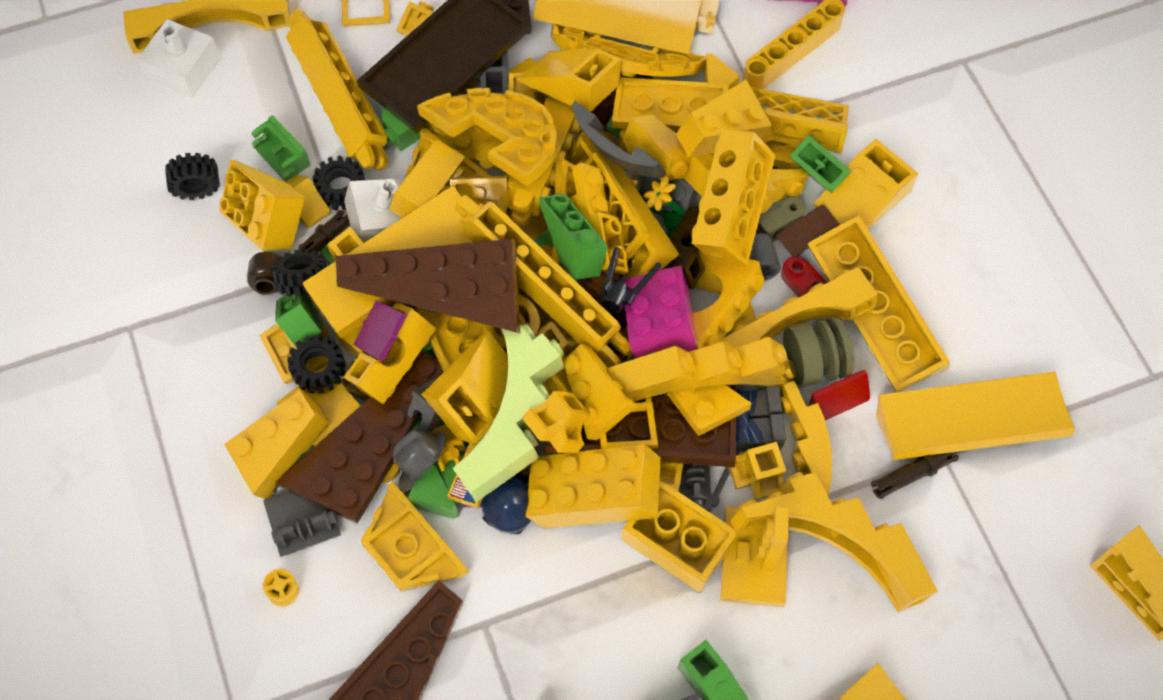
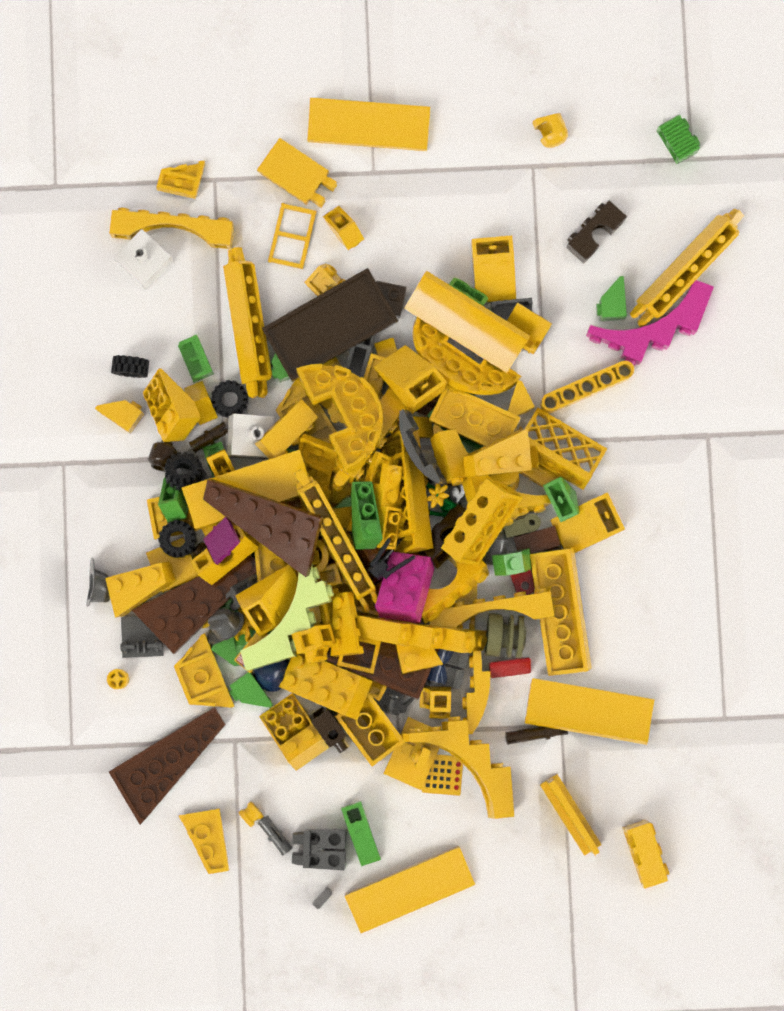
camera: 20 degrees right, 20 degrees up
(195, 239) = (122, 413): none -> yellow slope
(217, 464) = (98, 587): none -> dark grey piece
(486, 542) = (249, 691): none -> bright green slope
(570, 580) = (293, 732): none -> yellow slope
(610, 546) = (324, 722): none -> dark brown torso
(788, 254) = (512, 562): none -> bright green slope
(810, 576) = (444, 776): none -> yellow sticker
(1018, 564) = (571, 815): none -> yellow fence

